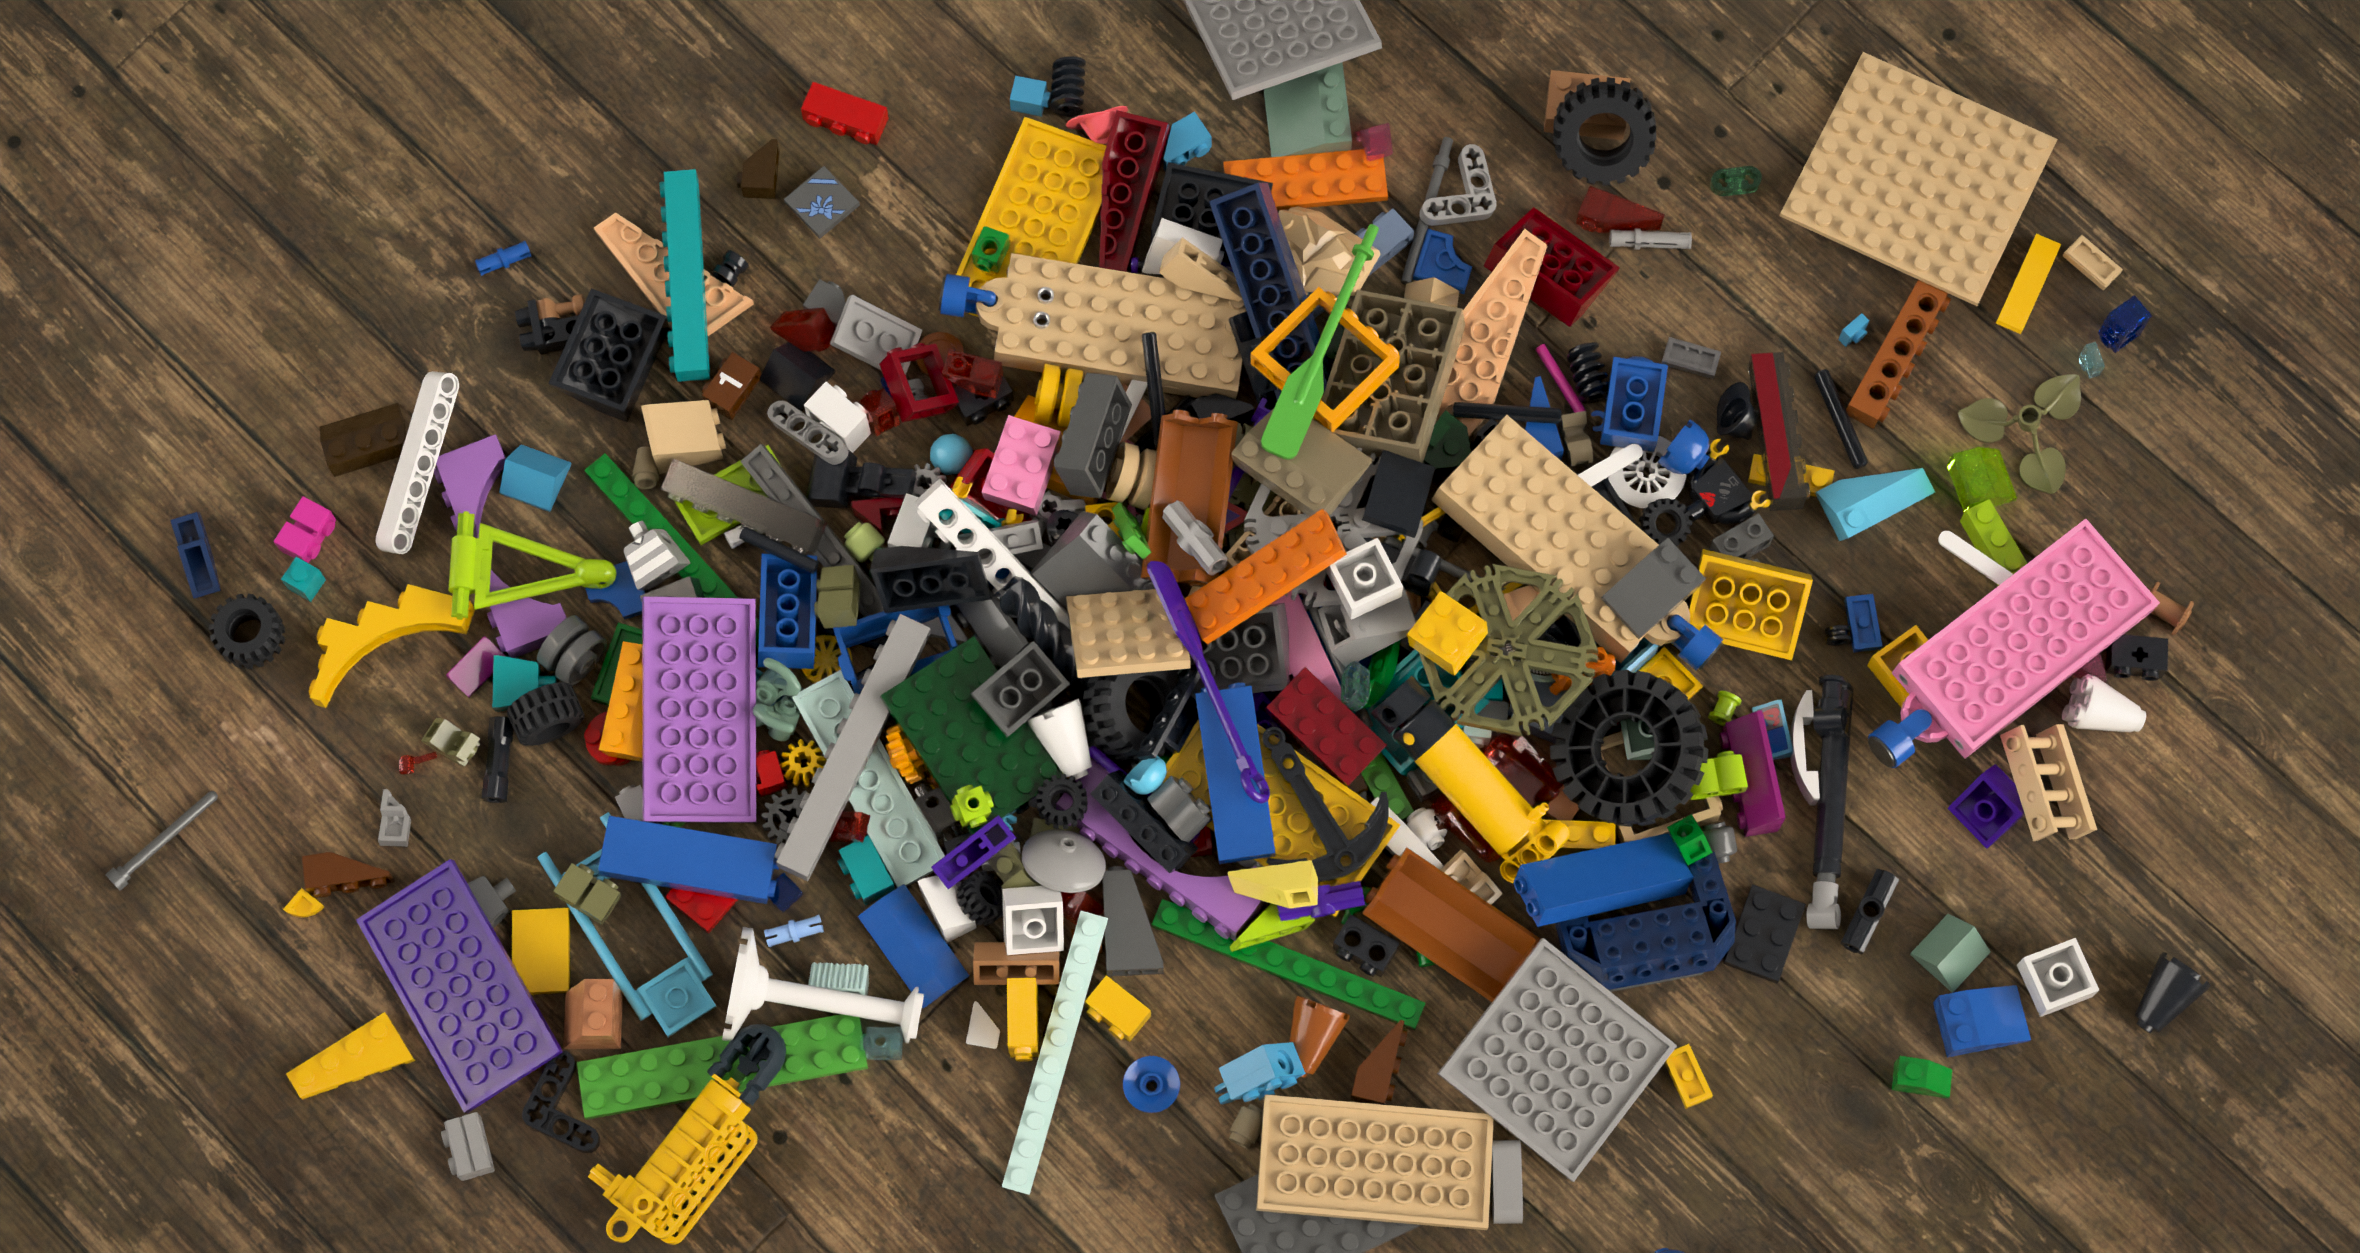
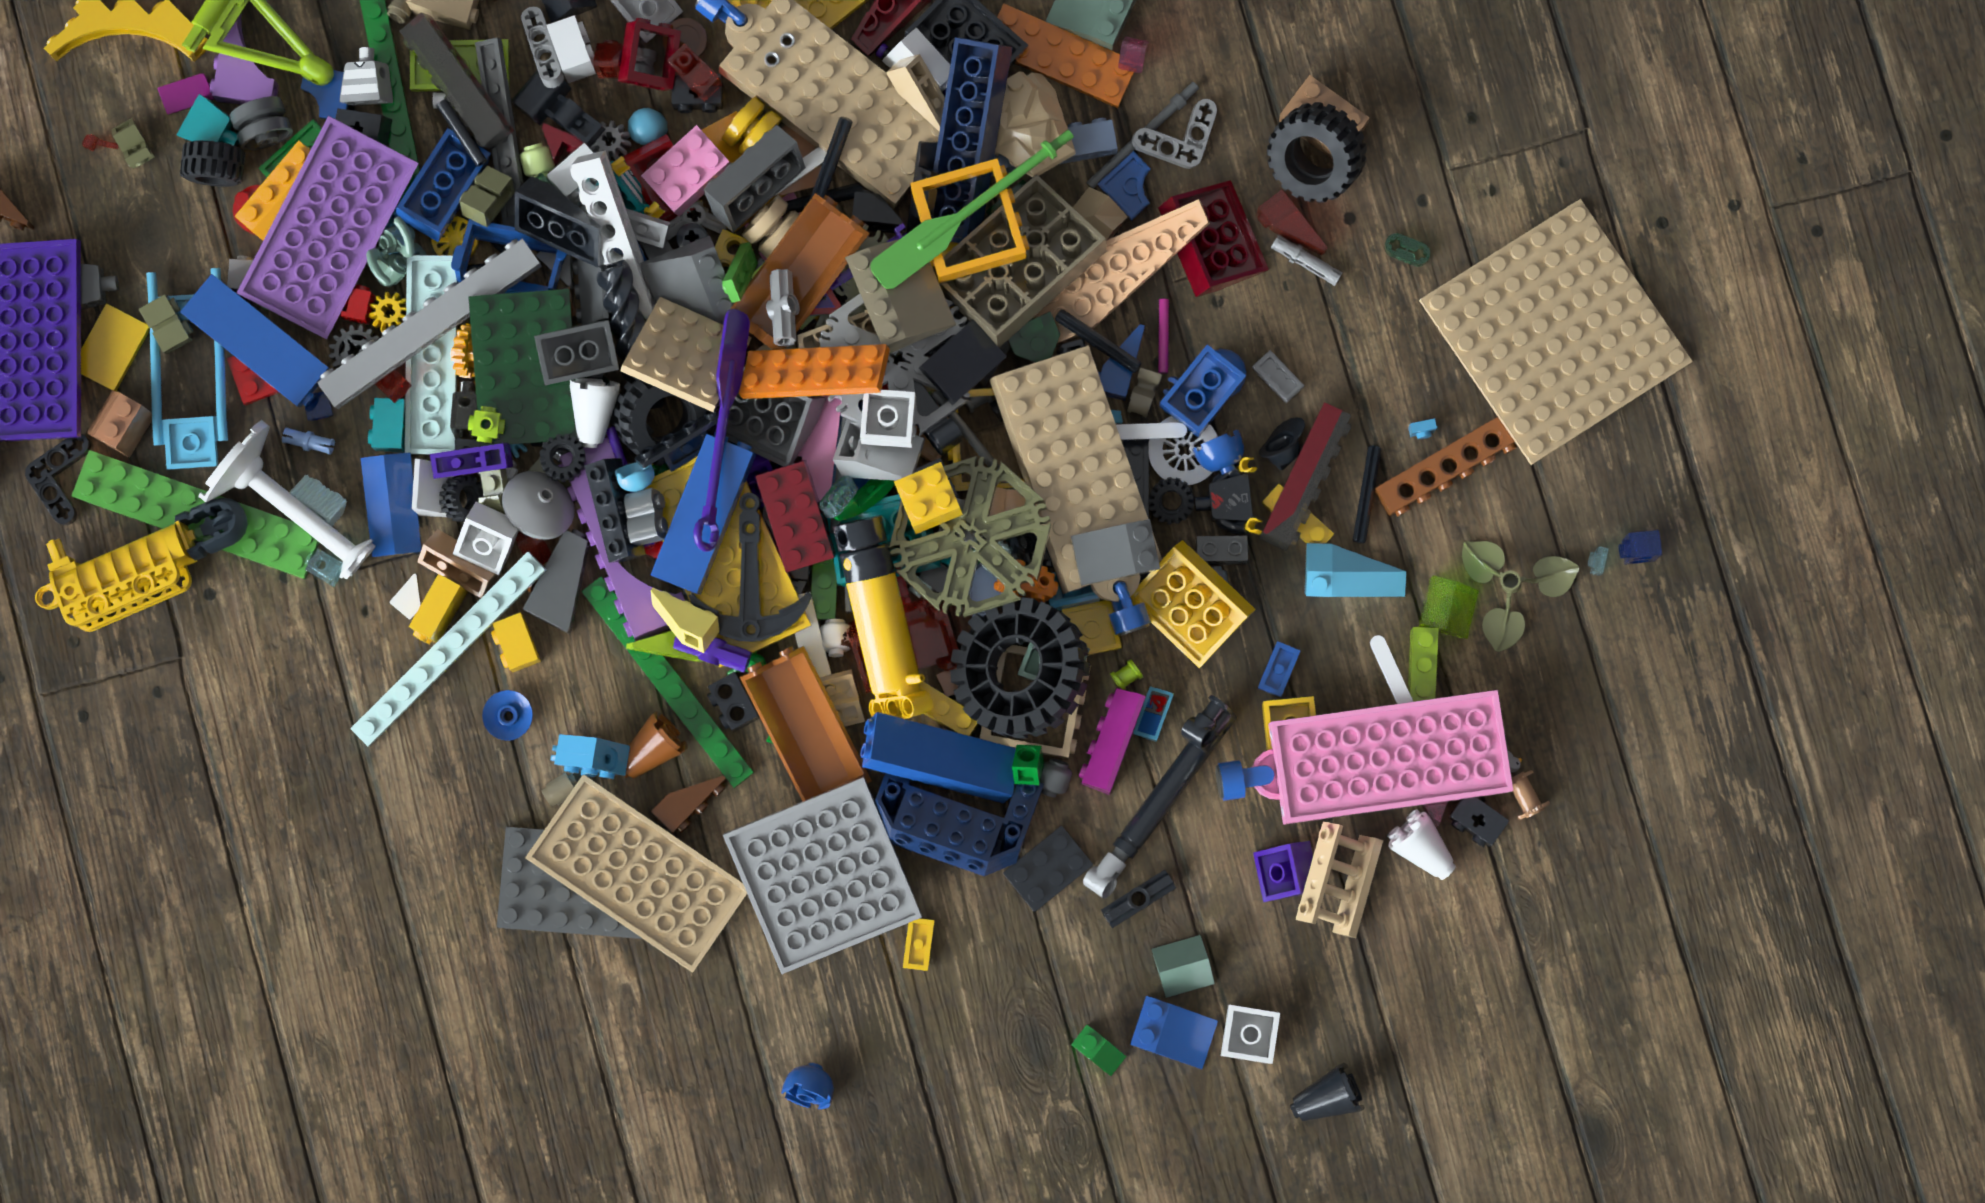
camera: 35 degrees right, 10 degrees up
(394, 822) = (57, 183): light grey slope -> none
(496, 776) = (151, 191): black axle -> none
(1506, 1182) = (731, 944): light grey beam -> none
(1587, 372) = (1185, 342): black piece -> none
(1721, 777) = (1082, 728): lime brick -> none
(1806, 780) = (1155, 769): white slope -> none
(1838, 635) = (1252, 667): black bush -> none
(2028, 283) = (1588, 469): yellow slope -> none
(2092, 262) = (1653, 480): tan plate -> none

